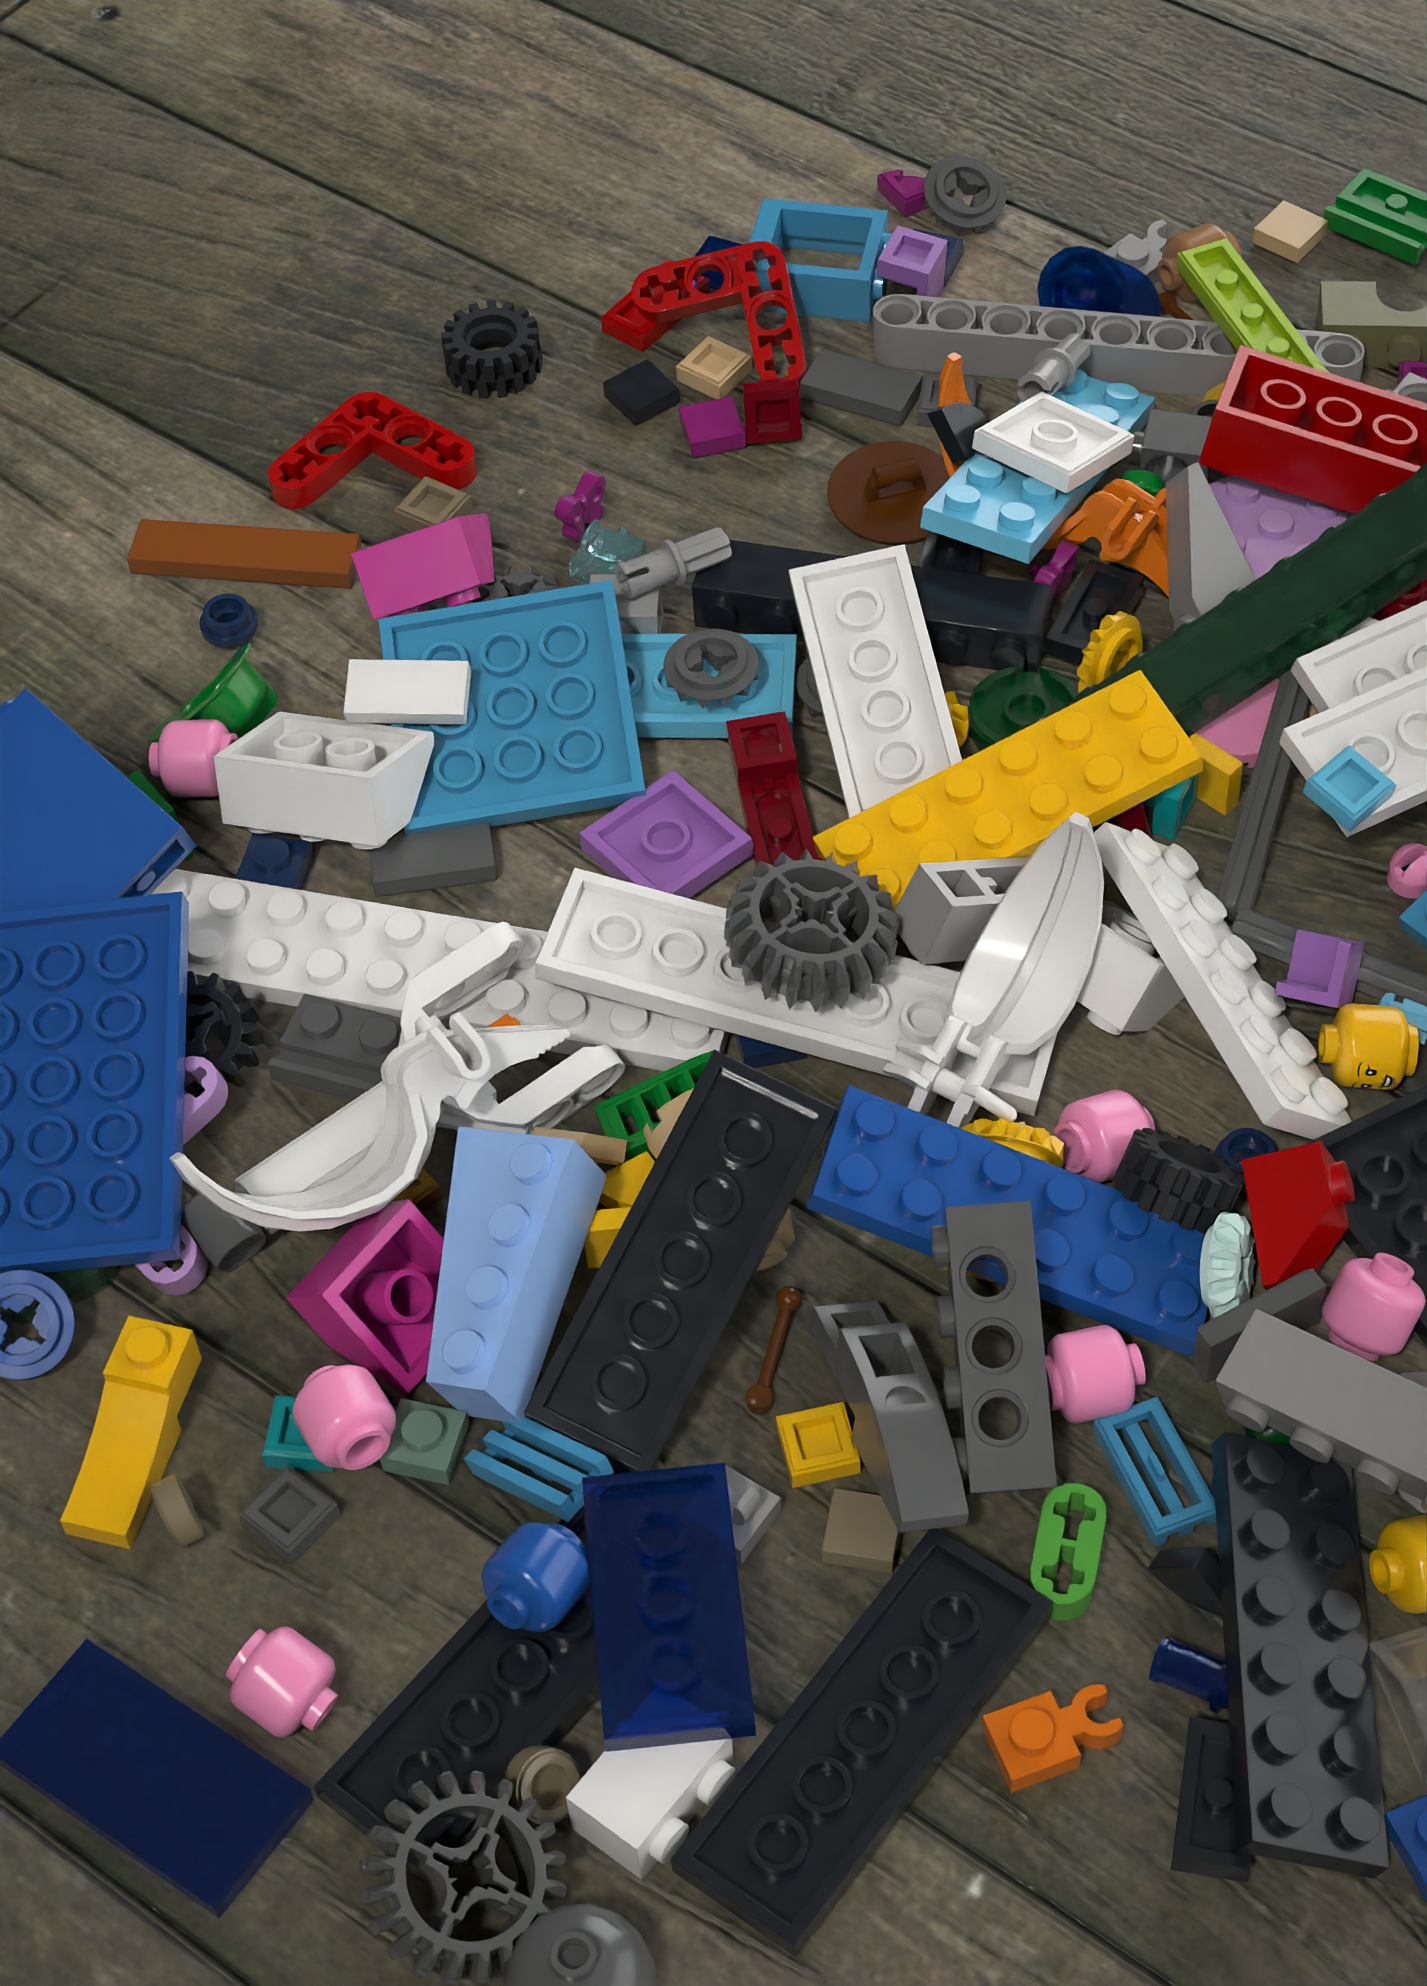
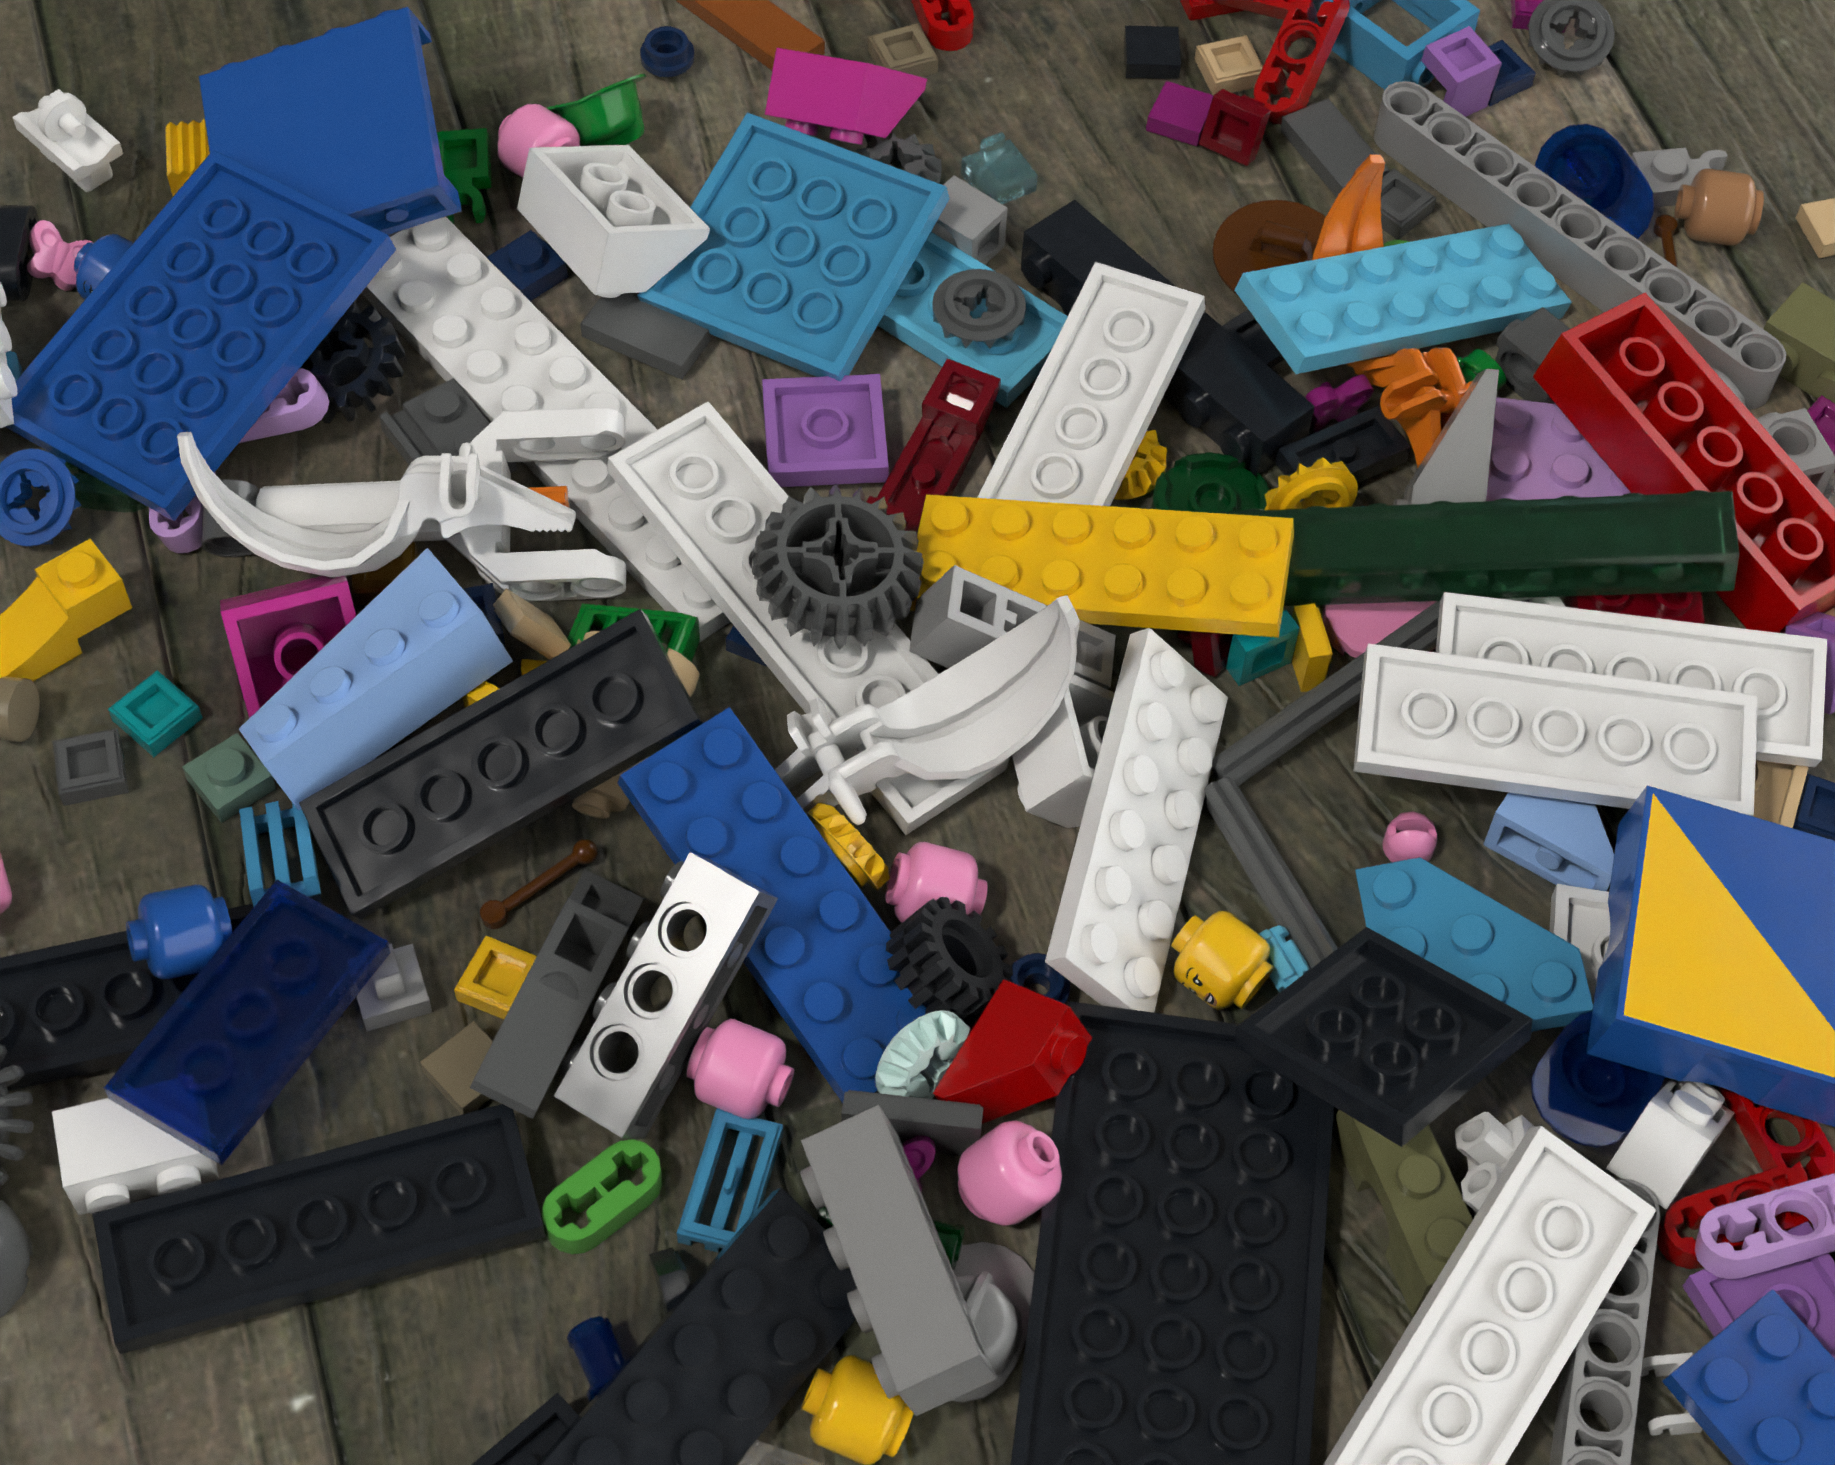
camera: 30 degrees right, 5 degrees up
(344, 1416) = (171, 717): bright pink head -> none
(407, 691) = (719, 184): white tile -> none
(546, 1777) = (60, 1084): dark tan tile -> none
(581, 506) = (1012, 117): magenta piece -> none
(673, 562) = (1020, 202): light grey axle -> none
(956, 428) = (1344, 227): black tile -> none
(1042, 1741) = (447, 1322): orange plate -> none
(1053, 442) = (1415, 284): white tile -> none
(1054, 368) = (1484, 224): light grey axle -> none
(1242, 303) = (1705, 269): lime tile -> none
(1322, 969) = (1238, 873): medium lavender panel -> none
(1349, 788) = (1376, 729): medium azure tile -> none

